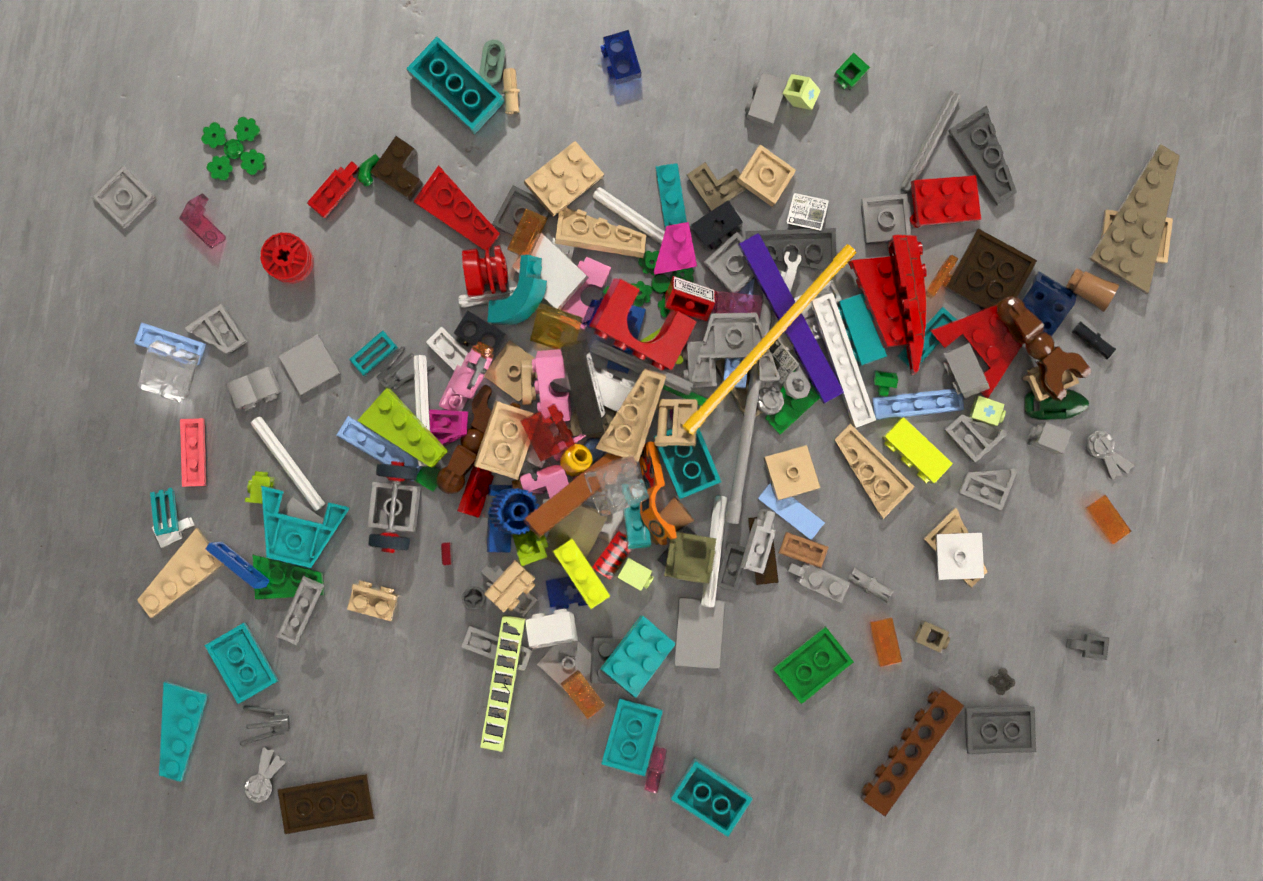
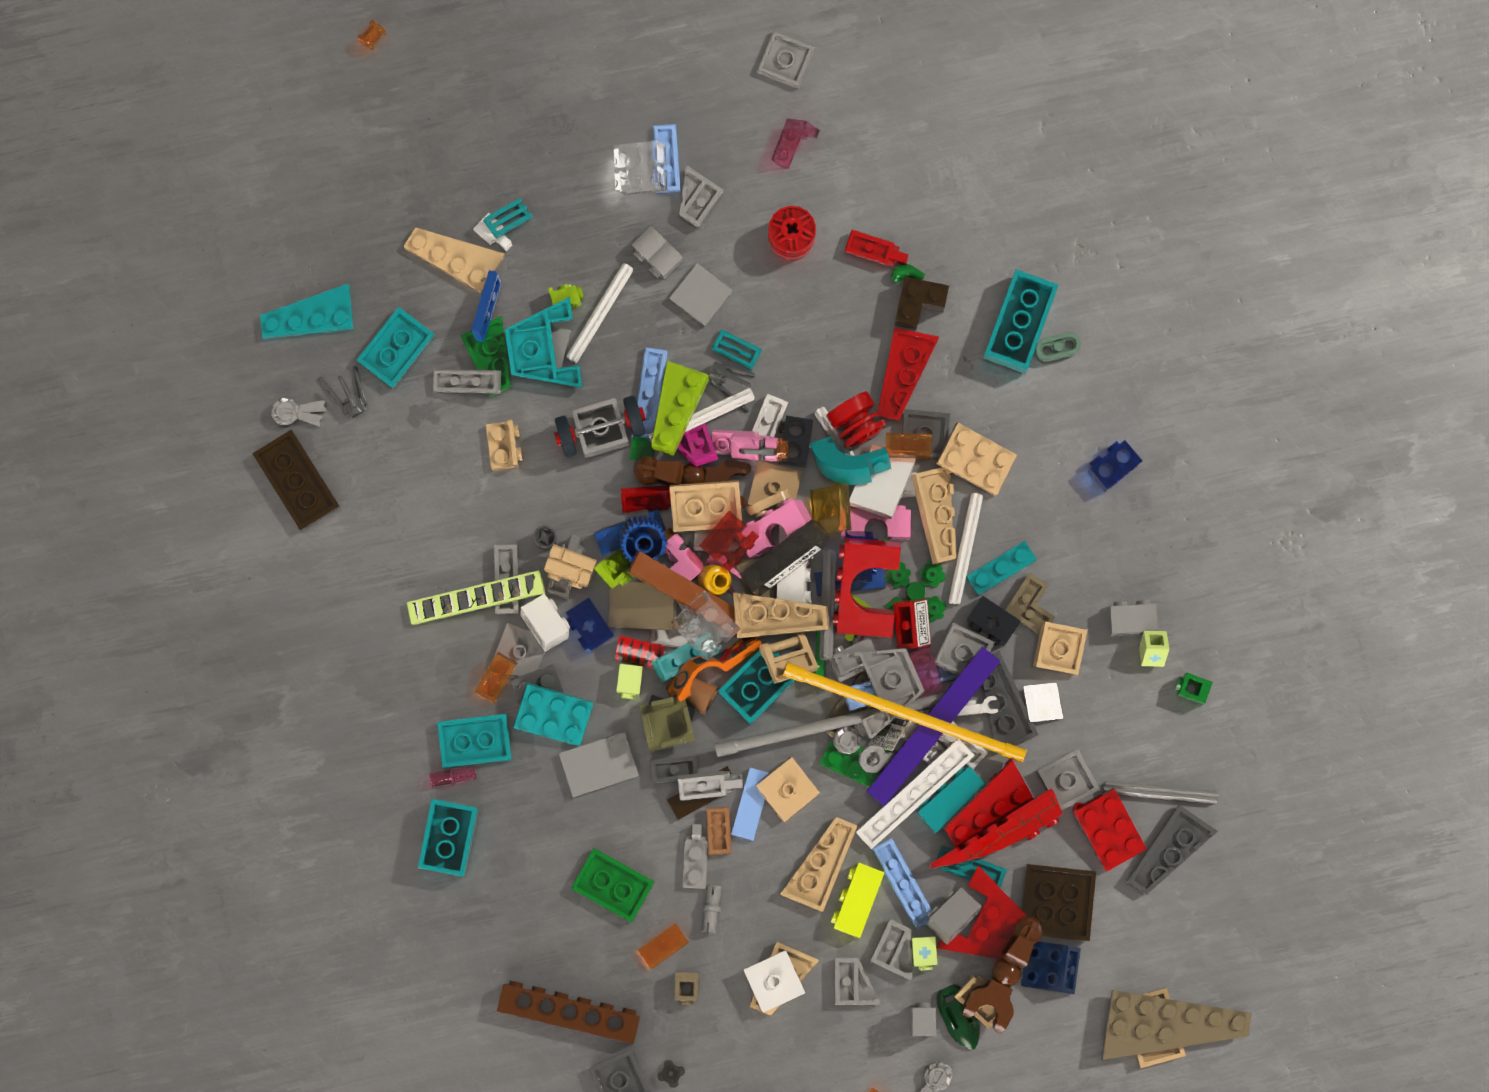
camera: 65 degrees right, 5 degrees down
(193, 452) = (574, 221): coral plate -> none
(233, 148) = (874, 141): green plant -> none
(447, 554) = (576, 495): dark red tile -> none
(510, 91) = (1038, 375): tan axle -> none
(581, 573) = (609, 627): neon yellow brick -> none
(596, 453) = (728, 595): medium blue tile -> none
(676, 249) = (953, 592): dark pink wing -> none
(716, 531) = (701, 741): white axle -> none
(885, 381) = (912, 842): green tile -> none
(942, 276) = (1035, 856): clear orange plate -> none
(1092, 288) = (1085, 1005): medium nougat plant -> none
(1093, 340) = (1036, 1028): black pin -> none

